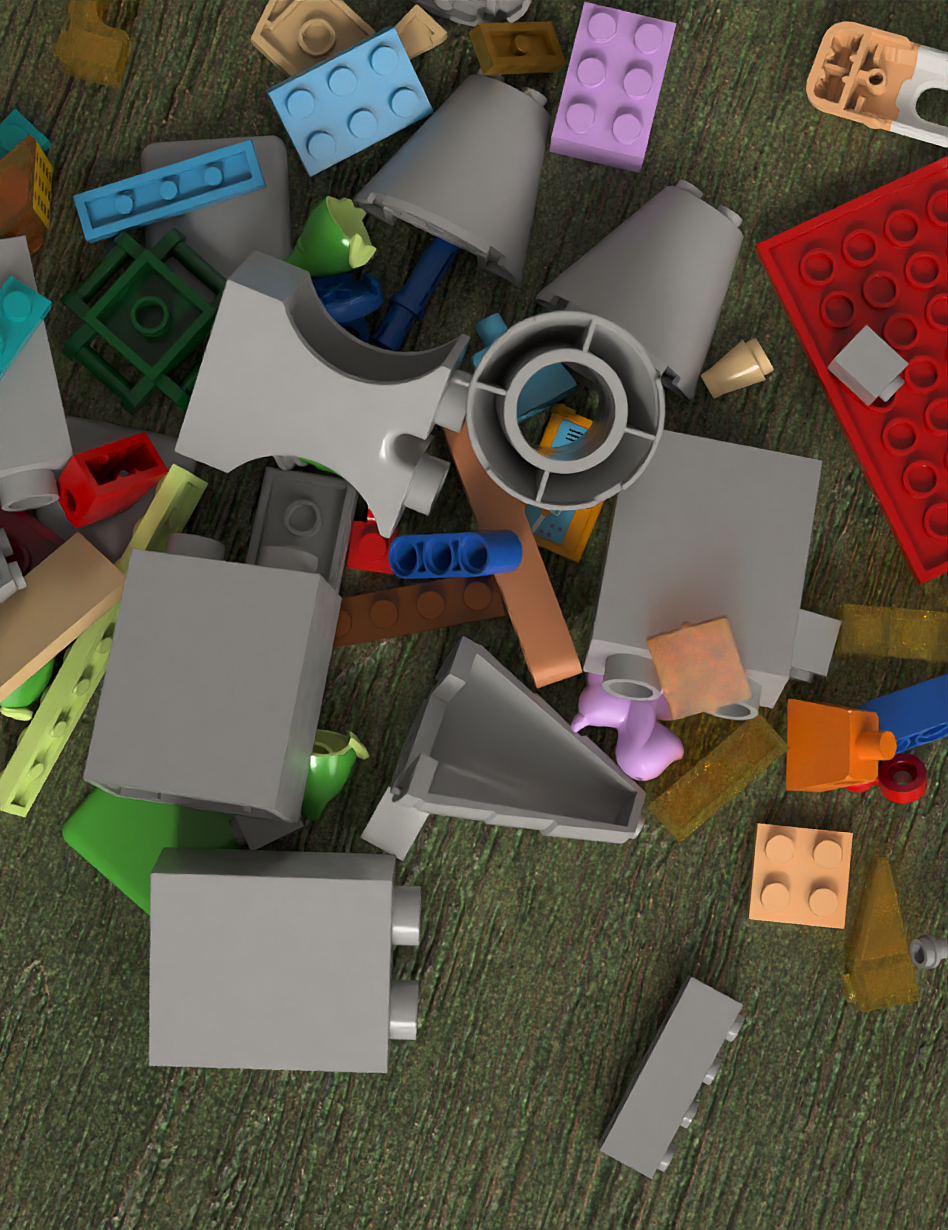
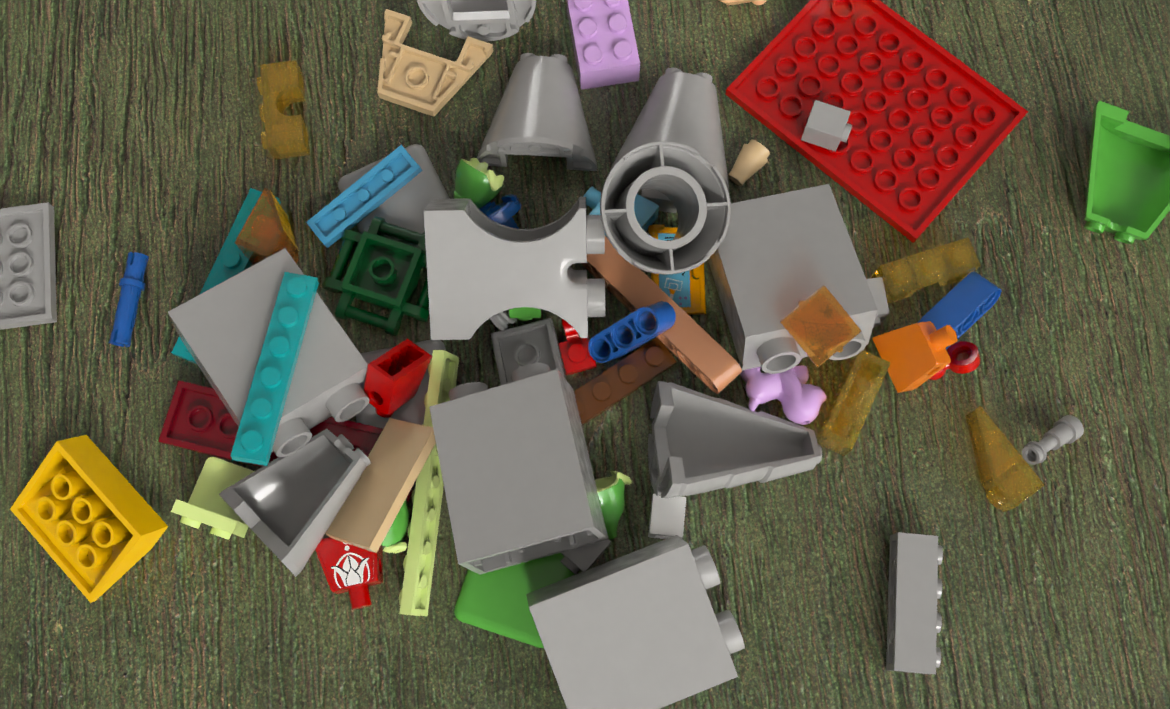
camera: 20 degrees left, 10 degrees down
(350, 100) = (451, 103): dark azure plate -> none
(410, 302) = (537, 204): blue pin -> none
(517, 47) = (537, 35): pearl gold plate -> none
(799, 875) = (929, 444): light nougat plate -> none

